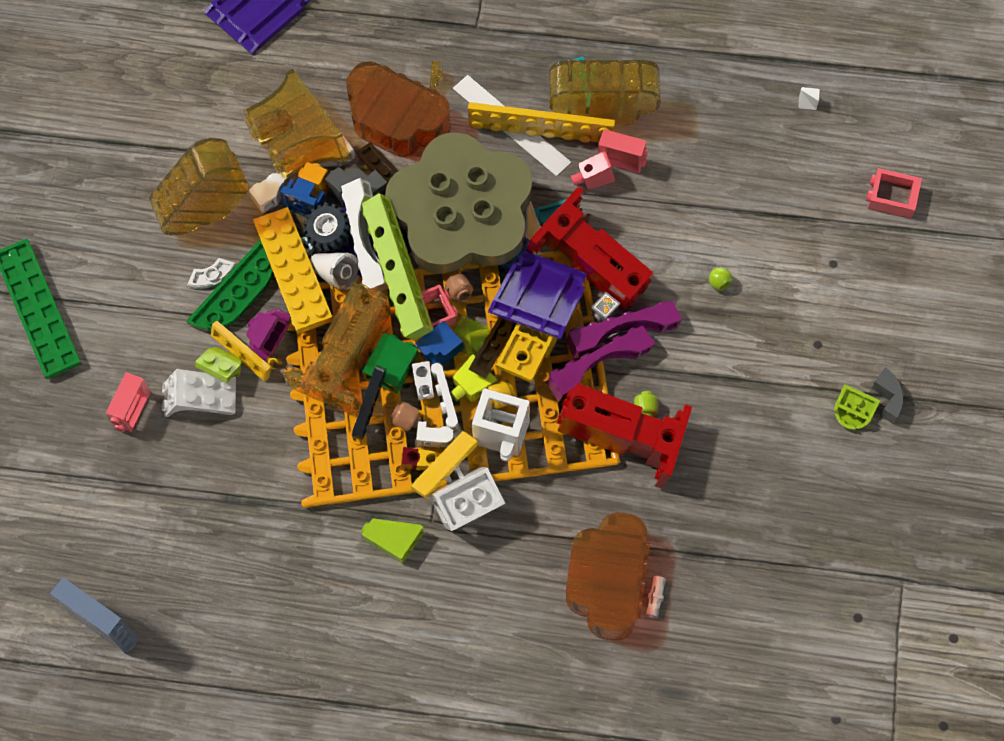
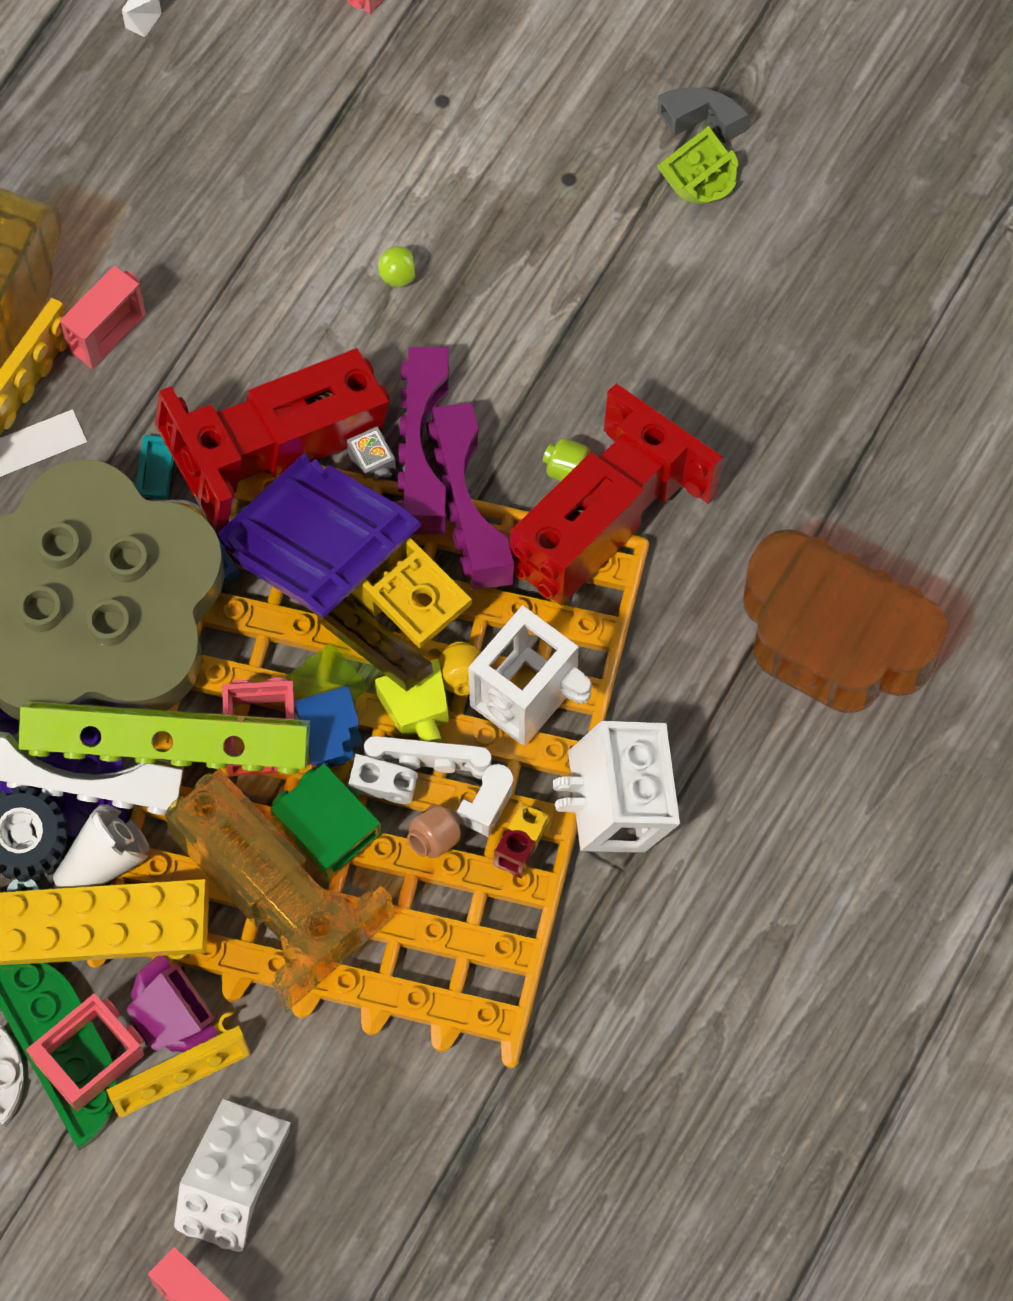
camera: 70 degrees left, 0 degrees up
(215, 294) = (65, 1029): none -> coral window
(219, 364) = (193, 1112): lime slope -> none
(369, 402) = (389, 877): black beam -> none
(392, 537) = (633, 938): lime slope -> none
(444, 465) = (554, 796): yellow tile -> none
(459, 288) = (237, 660): nougat head -> none
(594, 172) = (118, 374): coral torso -> none
(655, 597) = (895, 570): pin -> none

